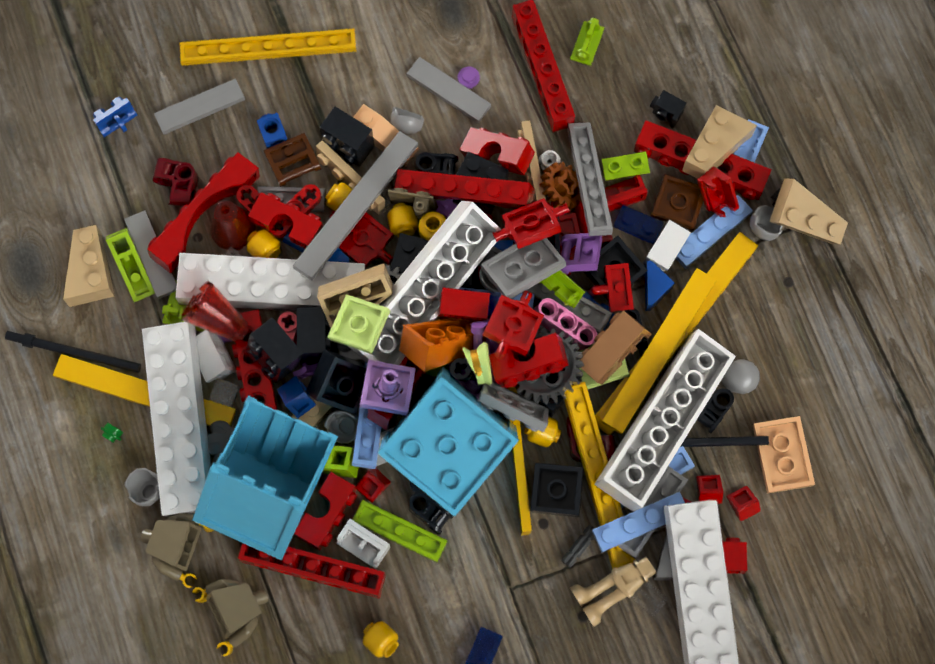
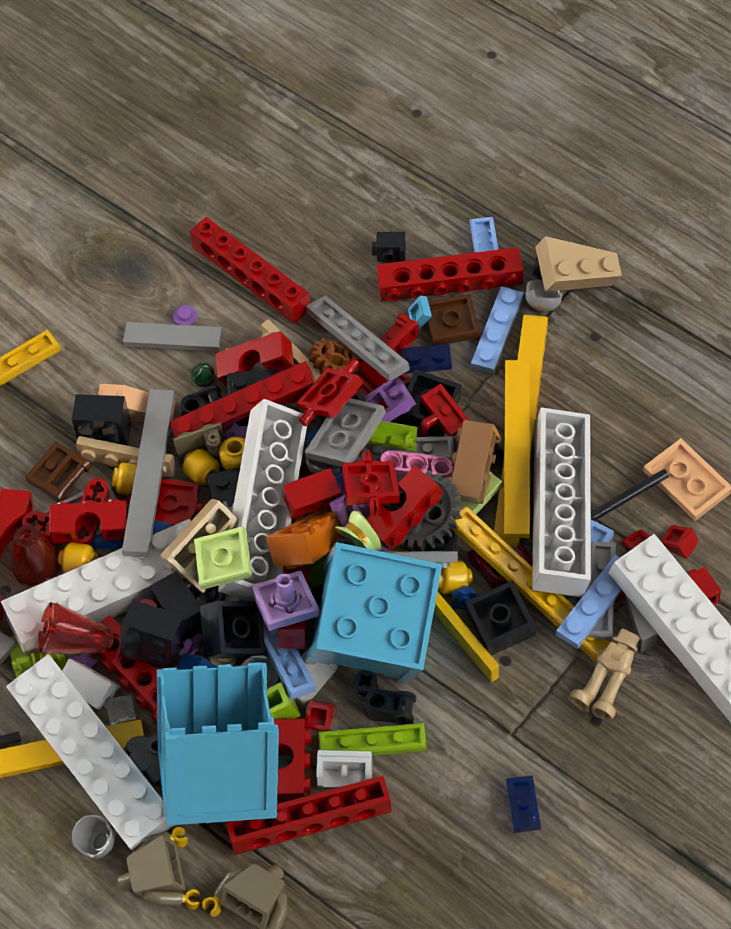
camera: 25 degrees left, 15 degrees down
(111, 432) = (28, 807): green plate -> none
(271, 121) = (18, 447): blue brick -> none
(380, 639) = (416, 844): yellow head -> none
(406, 121) = (151, 380): light grey hair -> none
(452, 137) = (202, 374): none -> dark green plate
(541, 453) = (462, 595): none -> blue plate
(548, 155) = (306, 342): white plate -> none
(578, 547) = (552, 660): dark grey axle -> none
(587, 42) = (278, 231): lime hinge -> none
(625, 166) = (383, 312): lime hinge -> none
(656, 181) = (420, 311): none -> medium azure tile
(656, 285) = (476, 398): blue slope -> none
(668, 245) = (466, 361): white hinge -> none
(713, 412) = (601, 475): black piece -> none
(717, 141) = (455, 245): tan wedge -> none
(717, 191) = (483, 287): red hinge -> none
(741, 377) = (606, 435): light grey hair -> none

